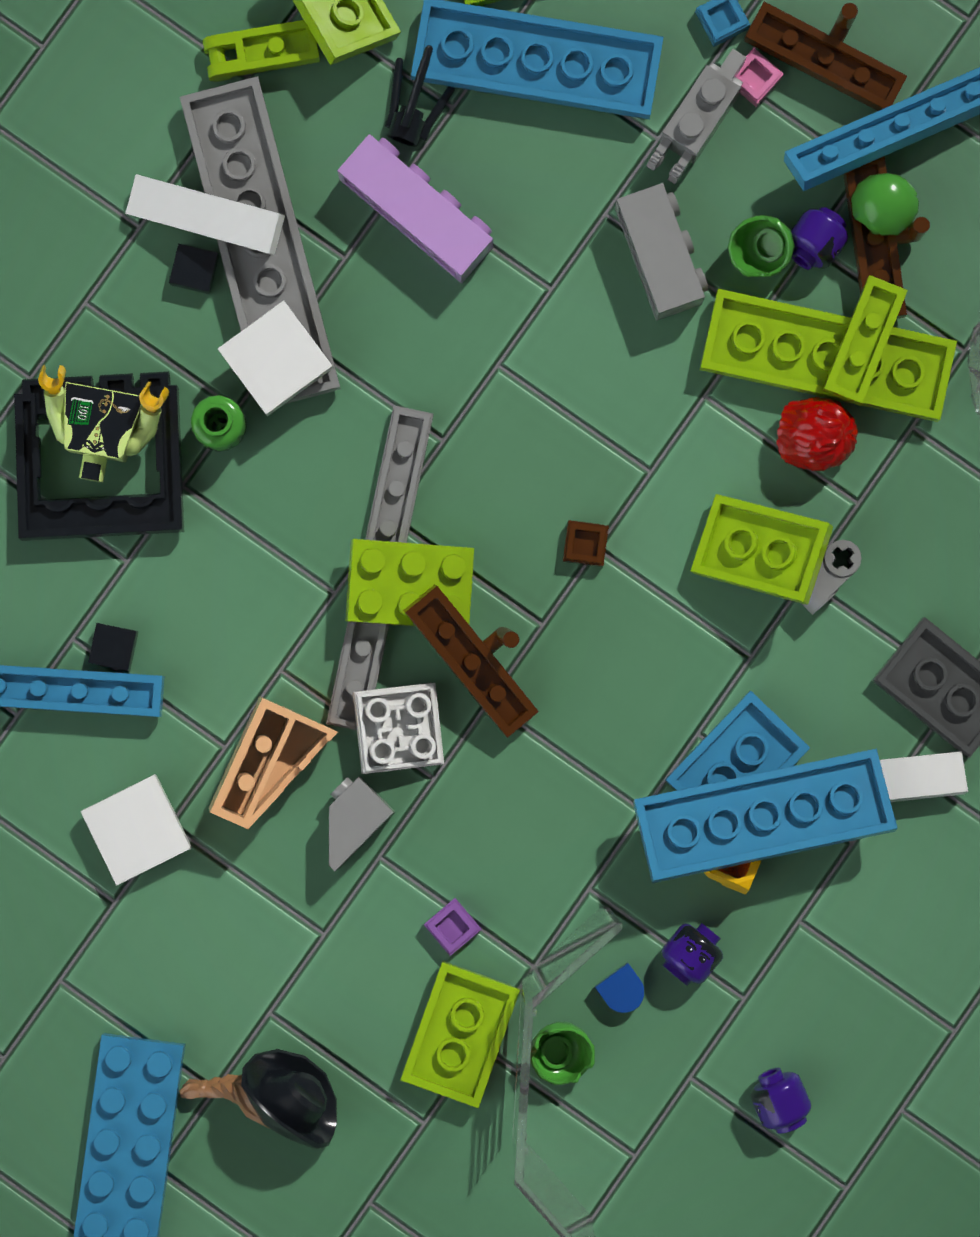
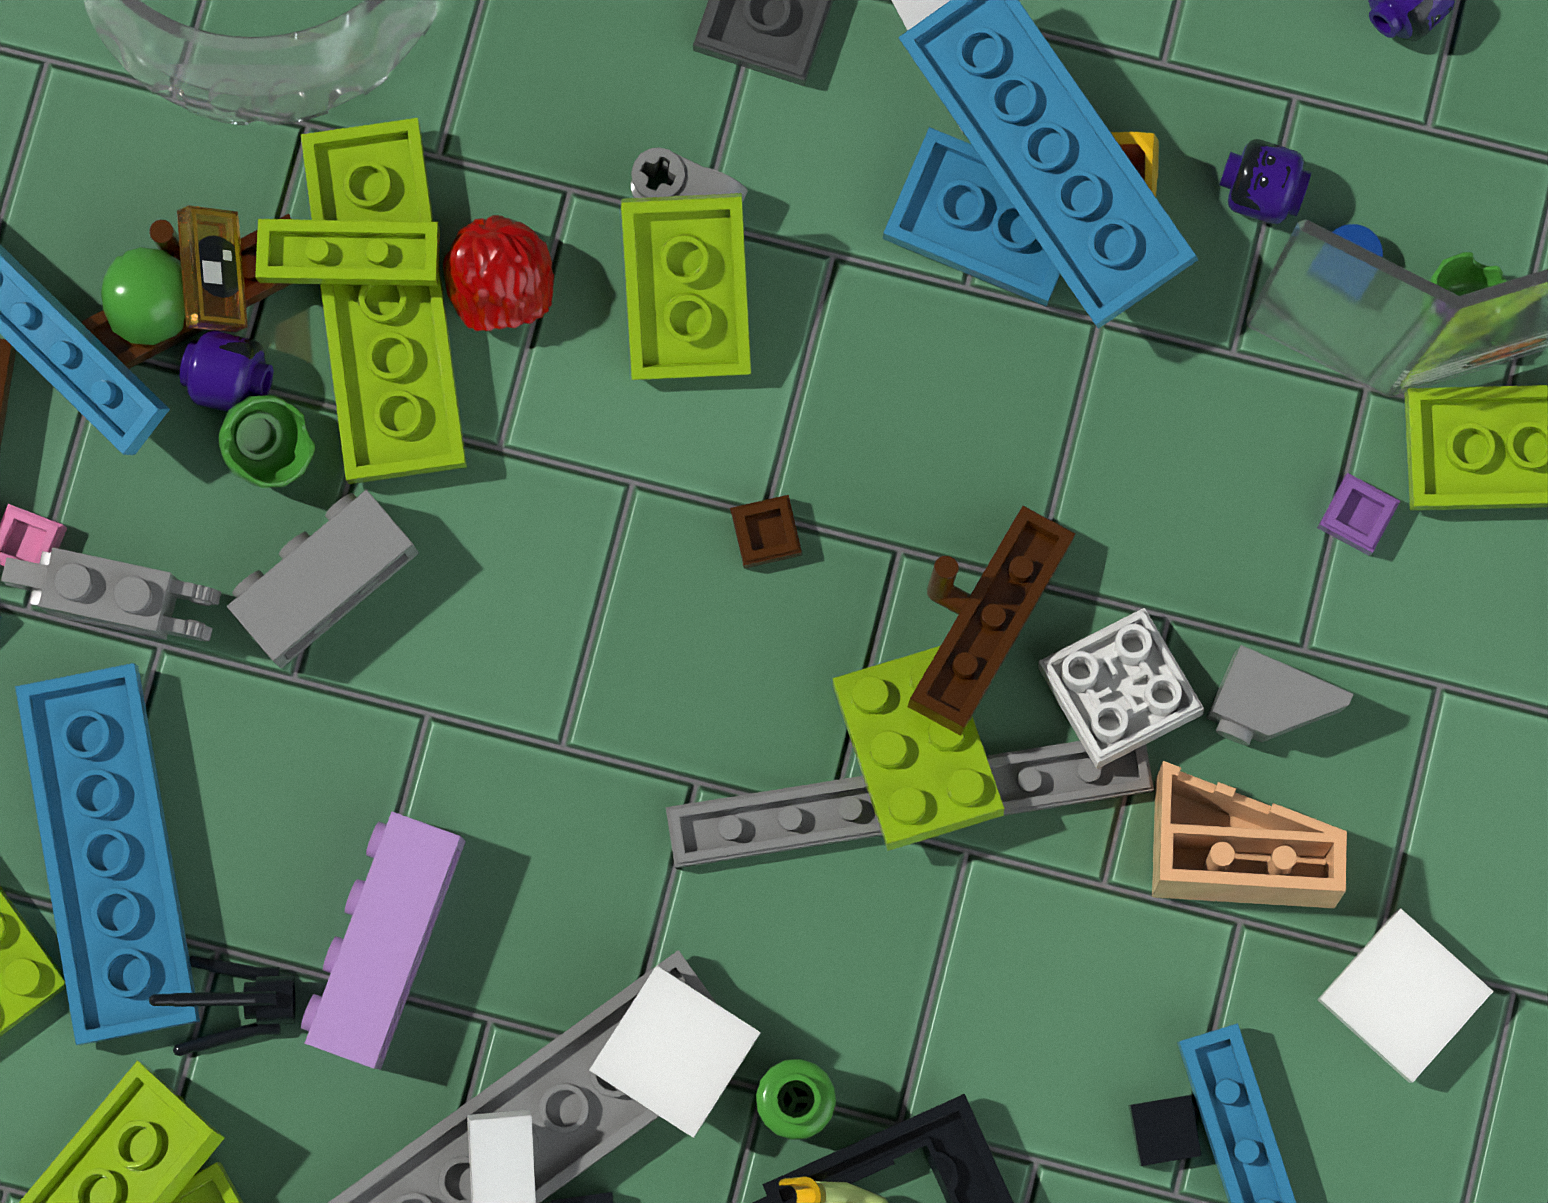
camera: 110 degrees left, 5 degrees down
(886, 250) = (212, 269): none -> tile

